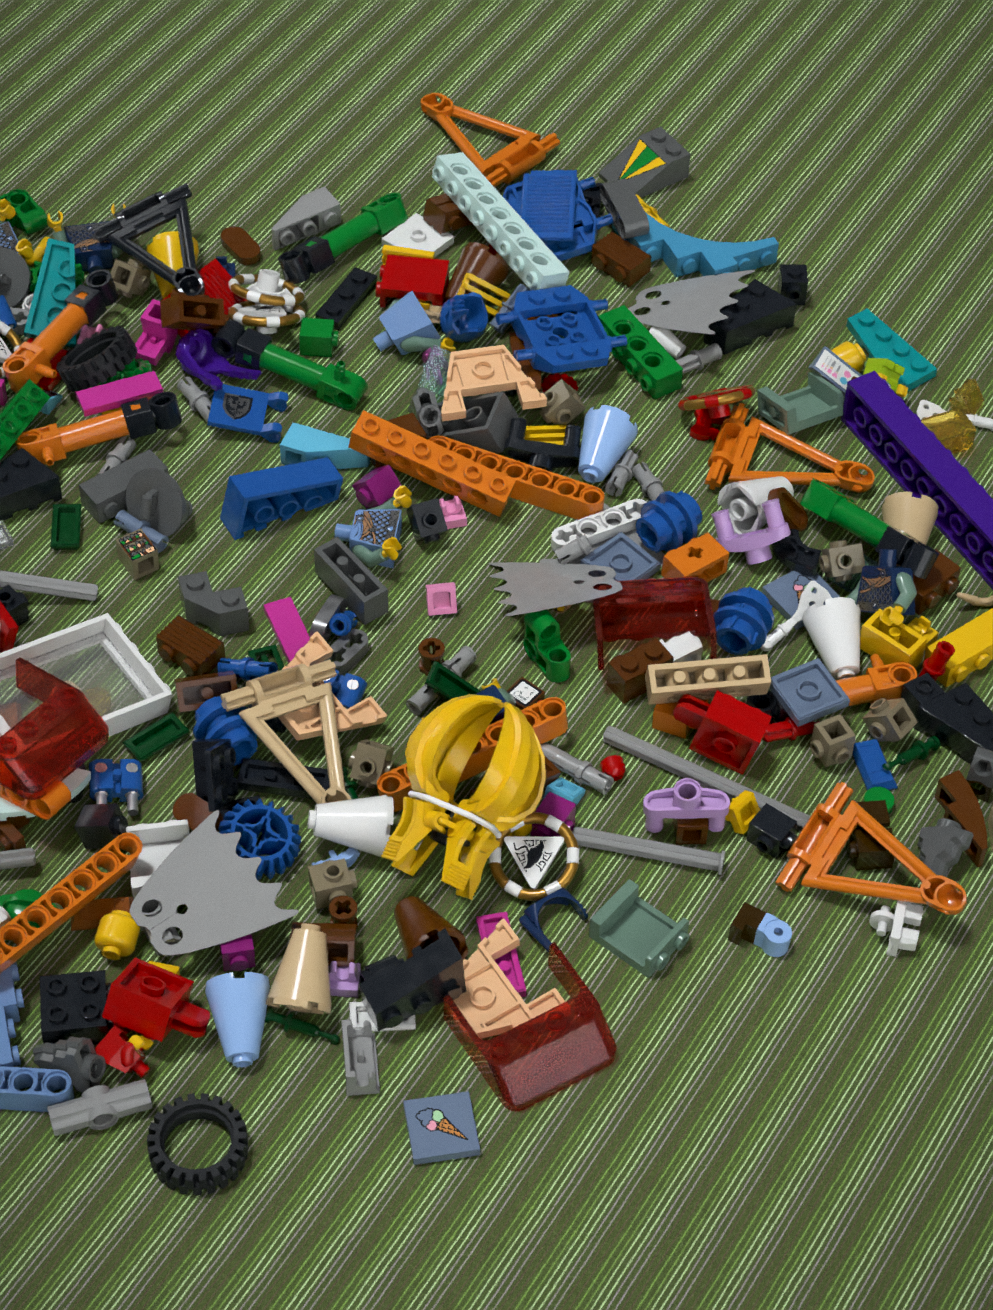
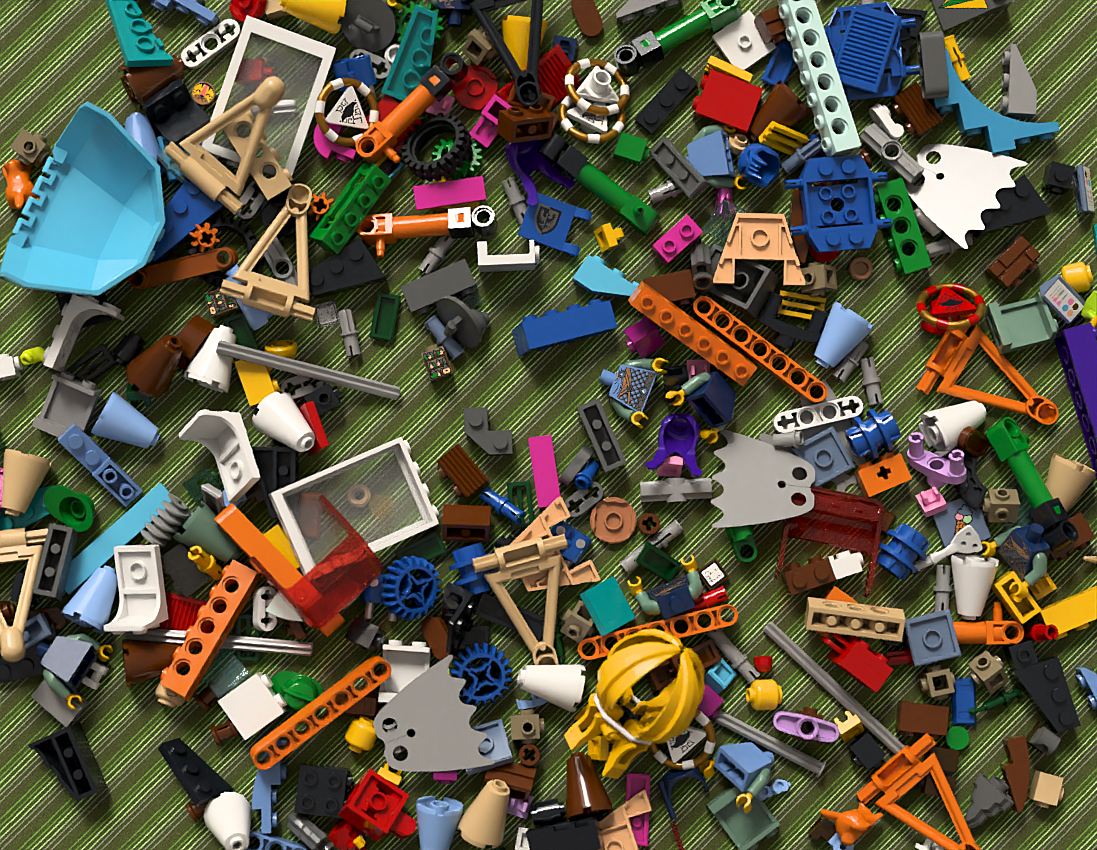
camera: 10 degrees right, 35 degrees up
(25, 546) = (349, 332): none -> light grey axle
(127, 316) = (476, 88): none -> red tile
(150, 762) = (399, 583): none -> blue gear
(199, 442) = (511, 262): none -> white panel
(297, 900) = (494, 746): none -> sand blue tile
(311, 411) = (607, 237): none -> yellow tile
(374, 362) = (664, 191): none -> light grey pin
(375, 337) = (678, 168): none -> dark grey tile
(387, 667) = (613, 520): none -> nougat tile
(391, 396) = (676, 240): none -> dark pink brick
(392, 732) = (607, 606): none -> teal tile
(433, 890) = (599, 748): none -> yellow tile
(443, 564) = (678, 435): none -> dark purple hair
(455, 620) = (676, 490): none -> light grey piece
(460, 241) = (779, 64): none -> blue tile
(472, 521) = (712, 400): none -> dark blue torso
(586, 271) = (882, 118): none -> white plate
(606, 395) = (860, 269): none -> medium nougat tile
(607, 288) = (881, 143): none -> light grey piece
(617, 863) = (744, 766): none -> medium blue torso
(624, 797) = (764, 694): none -> yellow head
(675, 895) = (776, 787): none -> light blue piece
(719, 219) = (1019, 89): none -> light grey slope
(761, 577) = (931, 502): none -> bright pink tile
(772, 361) = (1013, 263): none -> reddish brown brick
(781, 898) = (852, 823): none -> orange animal
(801, 648) = (942, 587): none -> light grey pin
(816, 781) = (921, 718): none -> reddish brown brick
(823, 294) = (1083, 190): none -> sand blue slope

